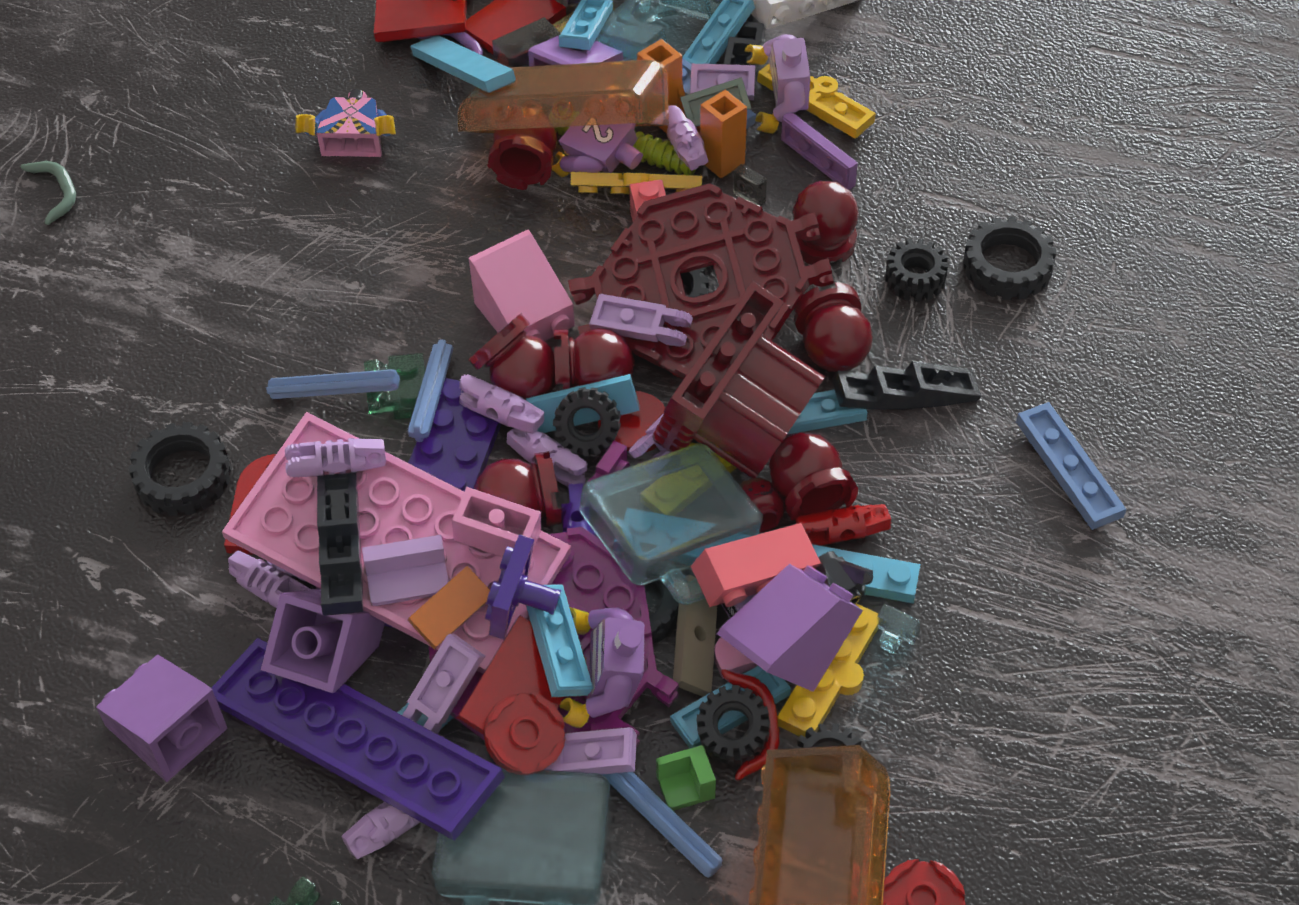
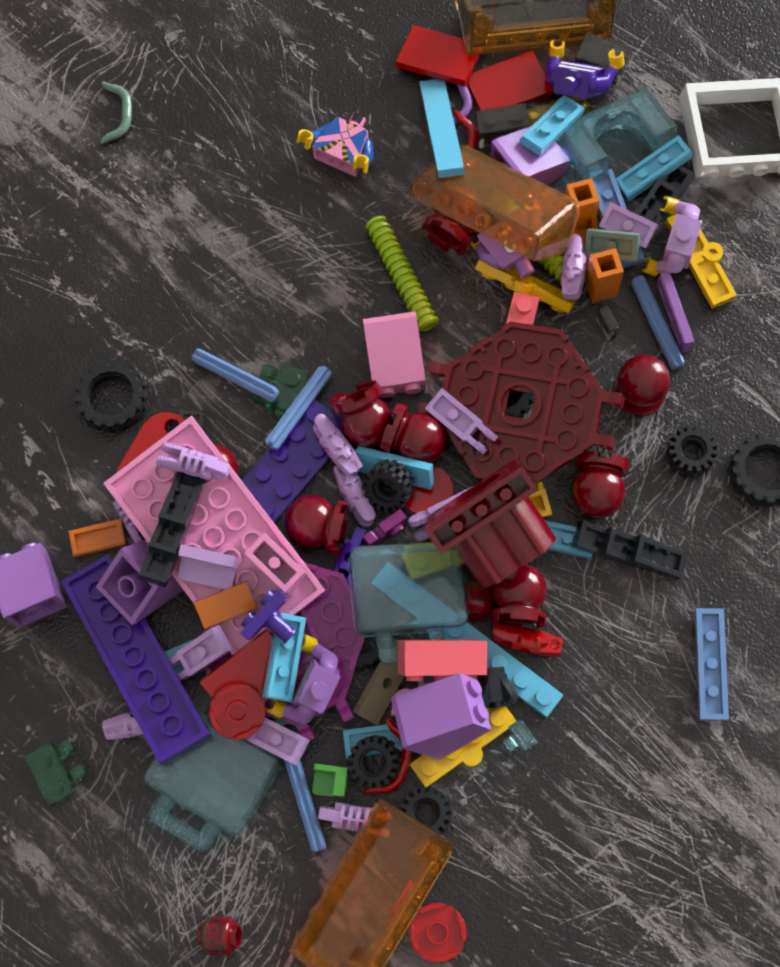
camera: 30 degrees right, 20 degrees up
(232, 632) = (97, 538): none -> orange tile
(474, 212) = (400, 270): none -> lime piece
(728, 810) = (345, 816): none -> lavender hinge
(792, 161) = (657, 322): none -> medium blue axle

